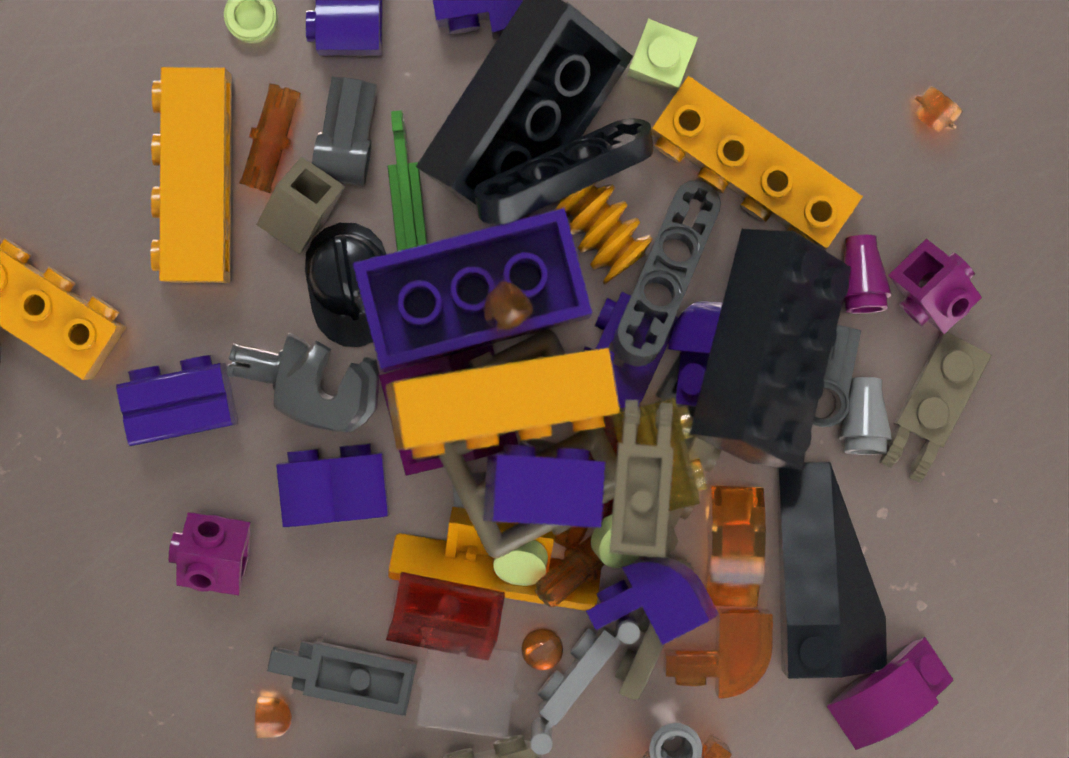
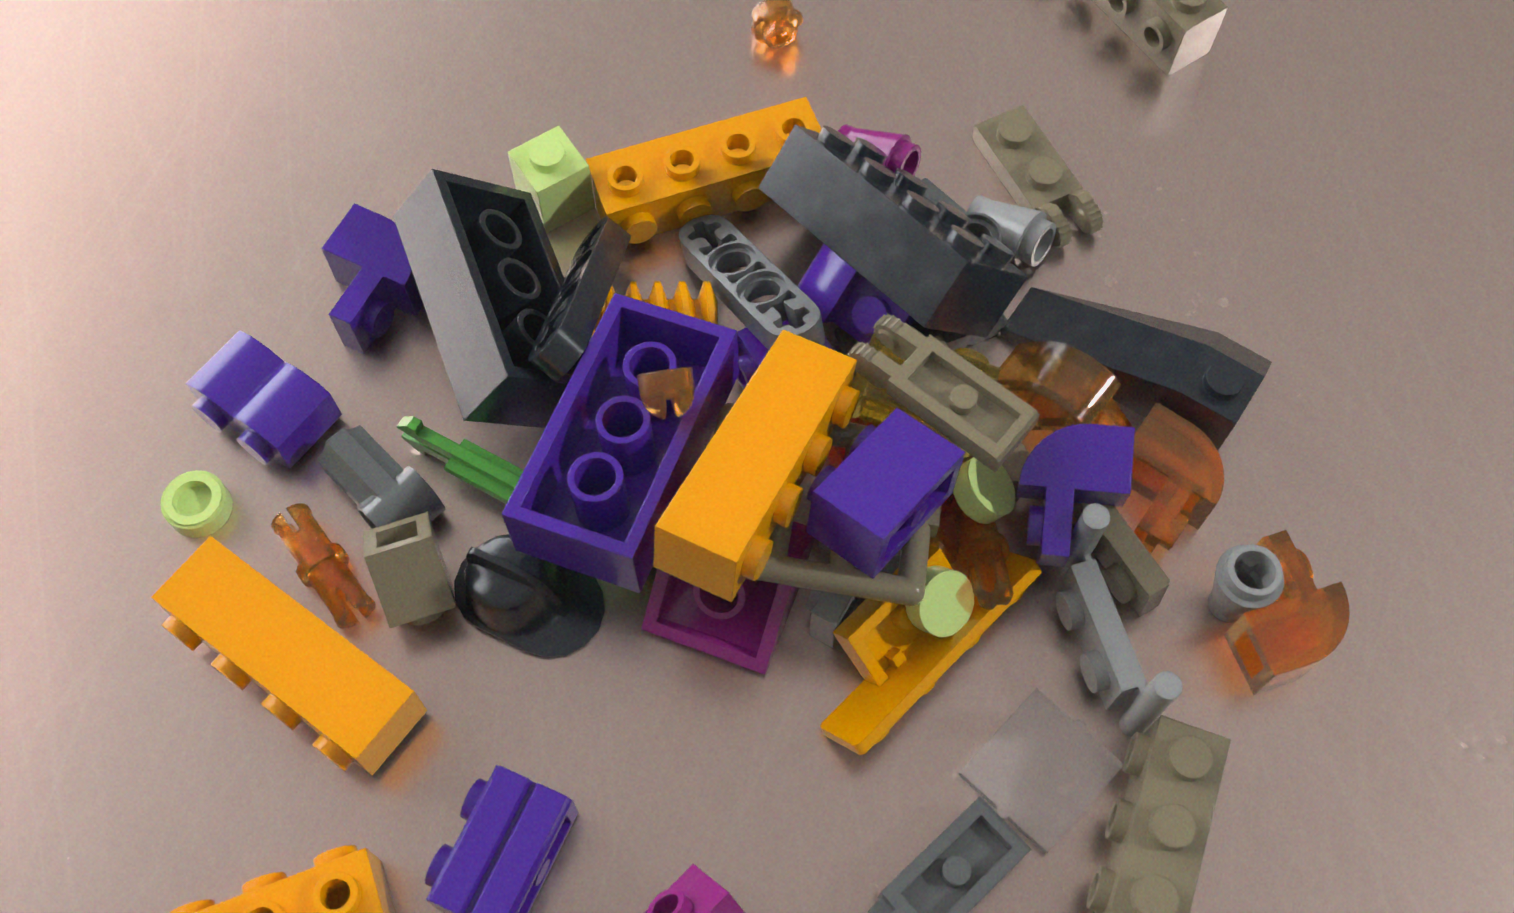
camera: 55 degrees left, 25 degrees down
(297, 383) = (585, 692): dark grey piece -> none
(333, 487) = (720, 750): dark purple brick -> none
(445, 616) = (947, 722): clear red brick -> none
(537, 638) = (1033, 659): clear orange hinge -> none
(891, 697) = (1310, 363): magenta brick -> none
(935, 286) = (930, 98): magenta brick -> none

